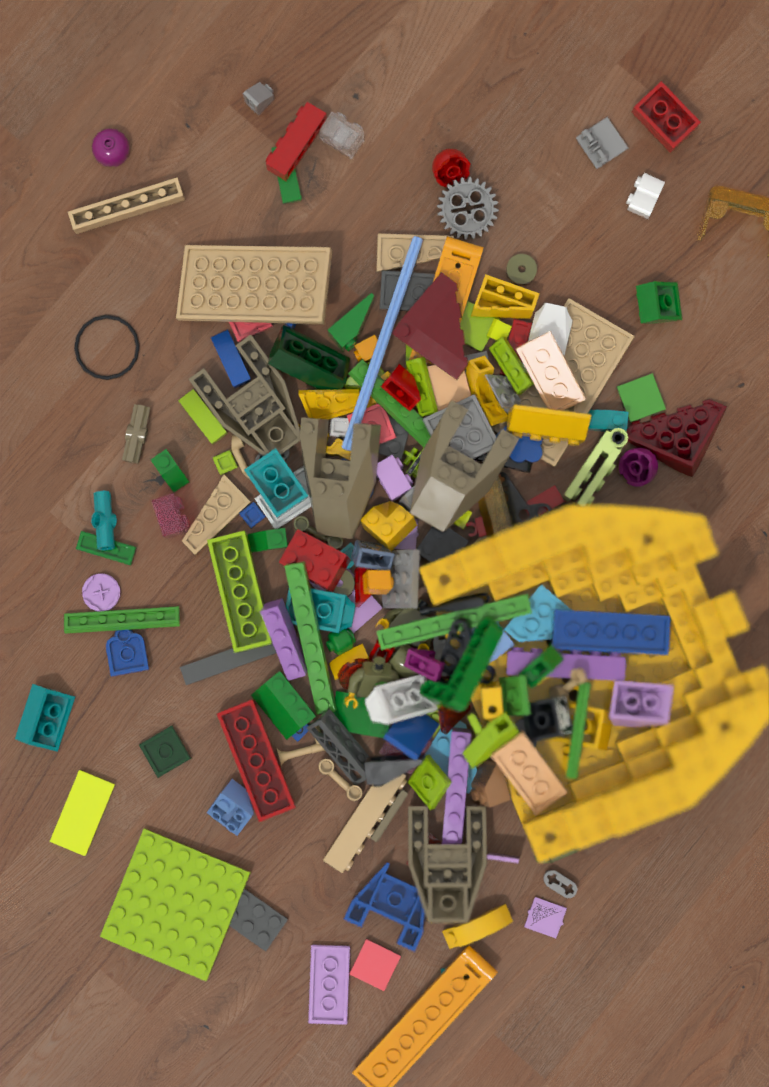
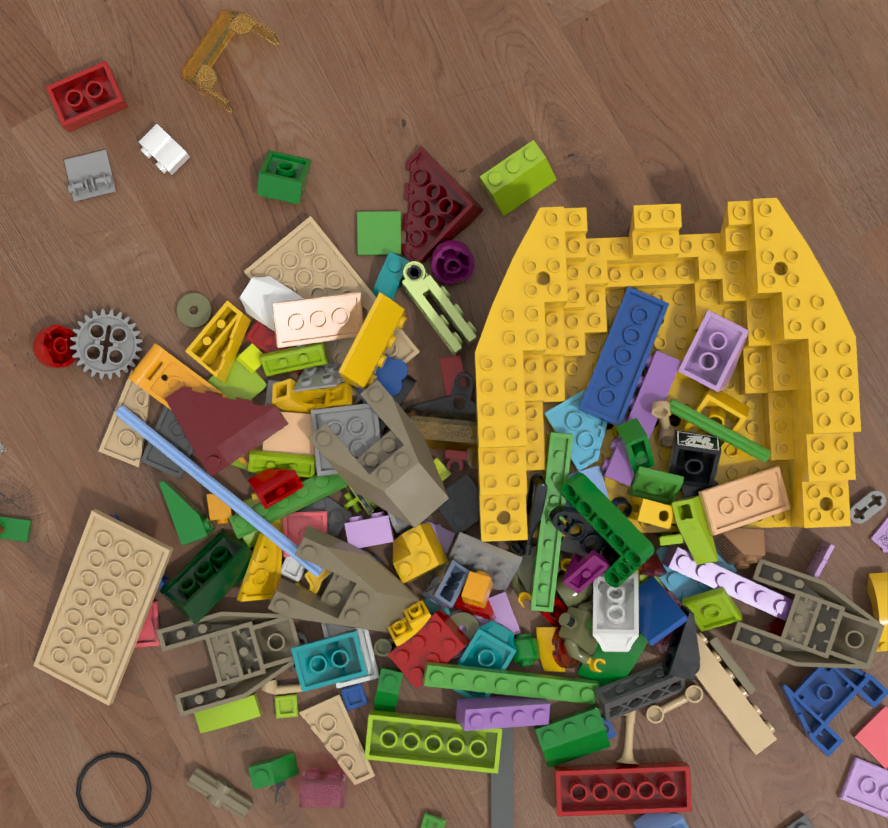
camera: 75 degrees left, 0 degrees up
(231, 359) = (176, 660): blue slope -> none
(334, 540) = (415, 619): none -> yellow slope
(728, 496) = (518, 178): none -> lime slope

